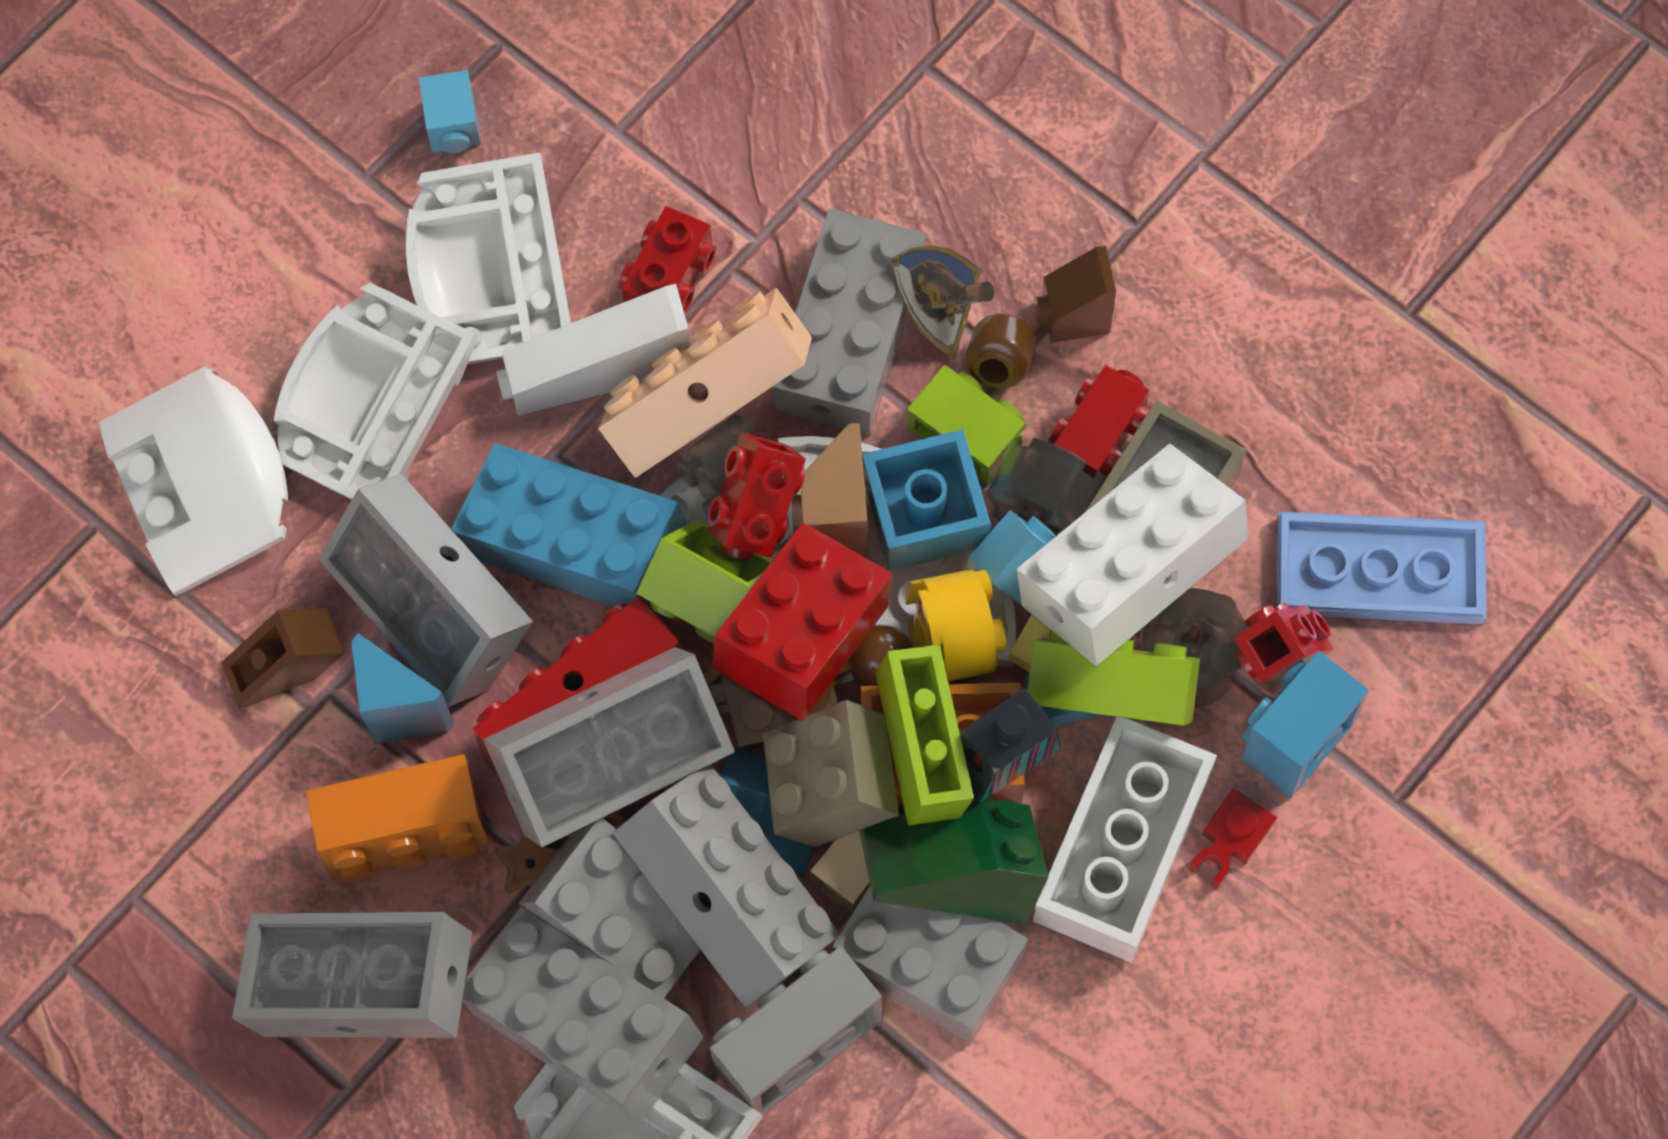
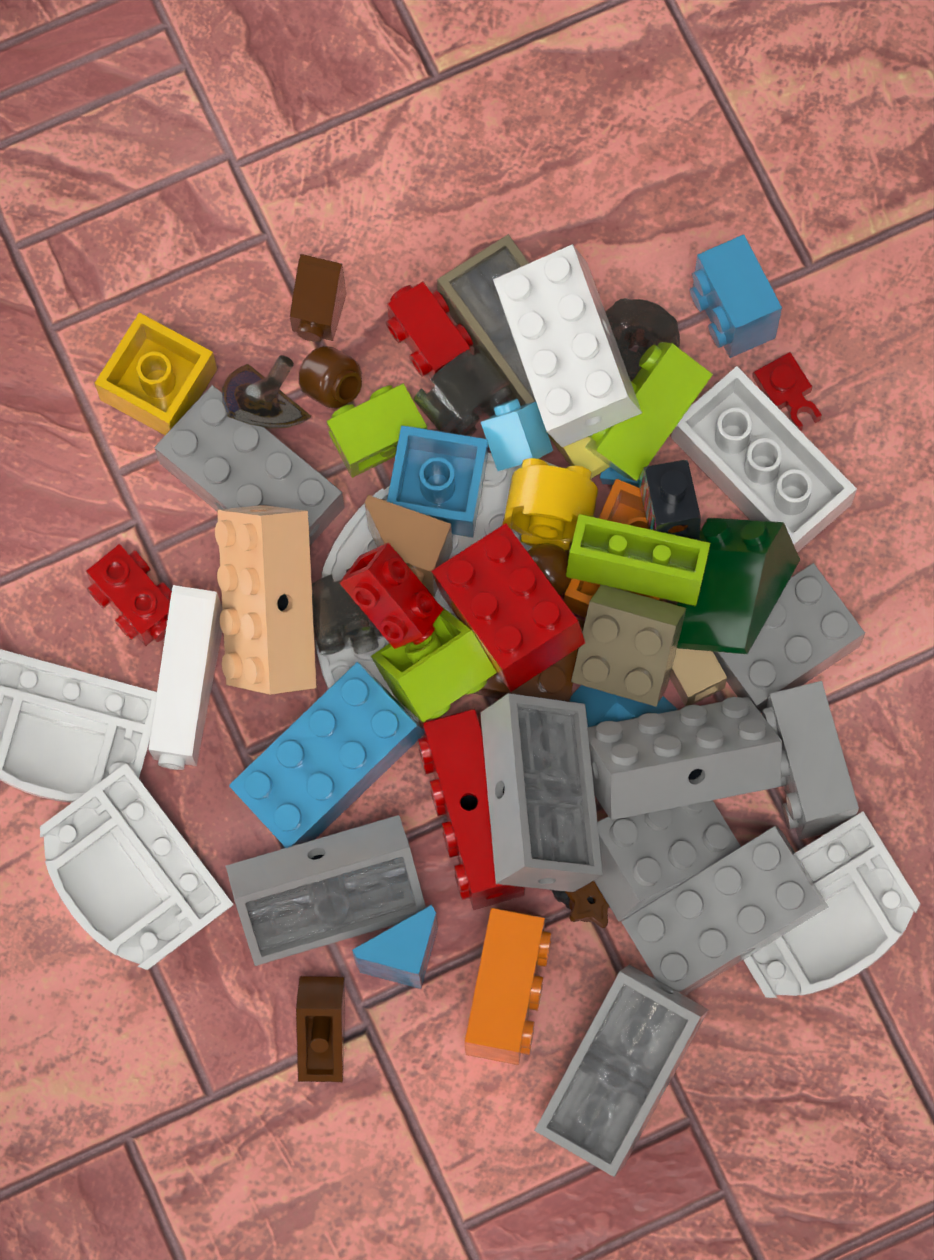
camera: 65 degrees left, 5 degrees up
(199, 477) = (130, 1034): white slope -> none
(915, 176) = (155, 374): none -> yellow brick
(1280, 639) = (668, 280): red brick -> none
(1382, 567) = (630, 191): light blue tile -> none

